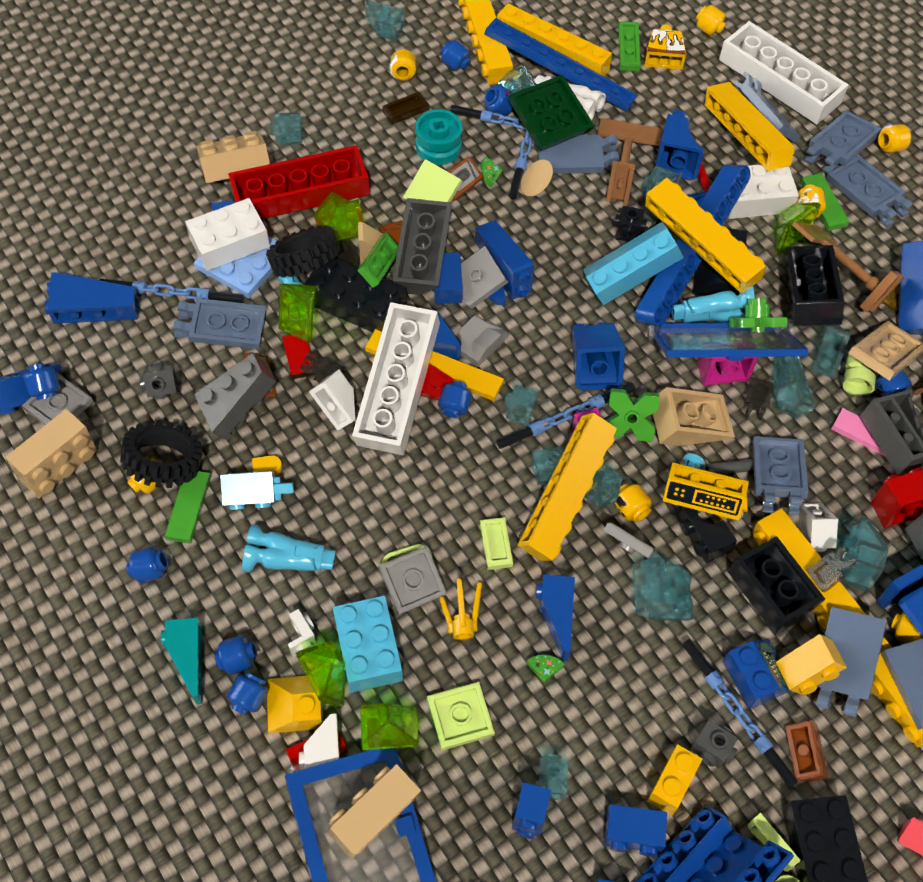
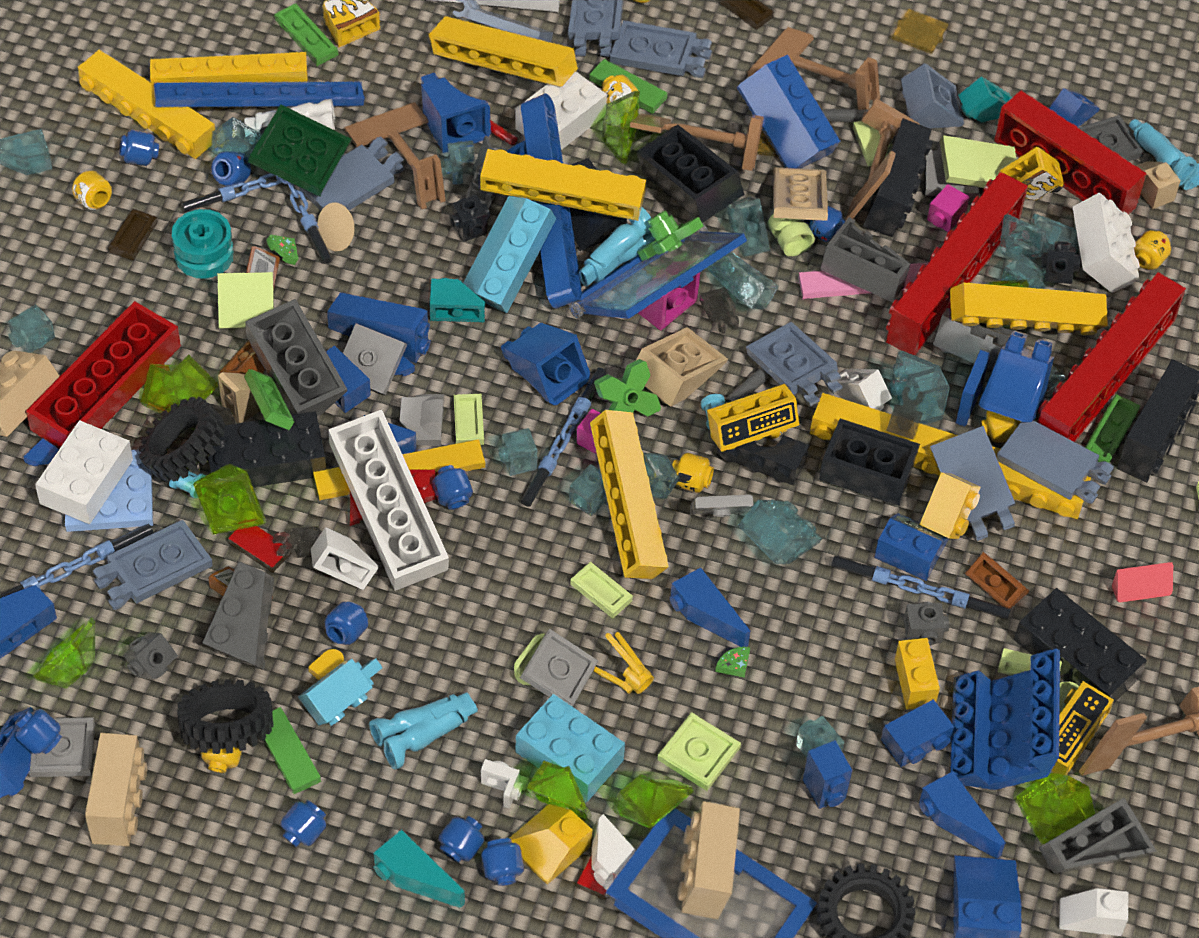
camera: 40 degrees left, 5 degrees down
(112, 349) = (70, 657): none -> clear neon green slope
(301, 445) = (346, 623): none -> blue head
(511, 360) = (468, 418): none -> yellowish green tile
(568, 273) = (454, 302): none -> teal slope

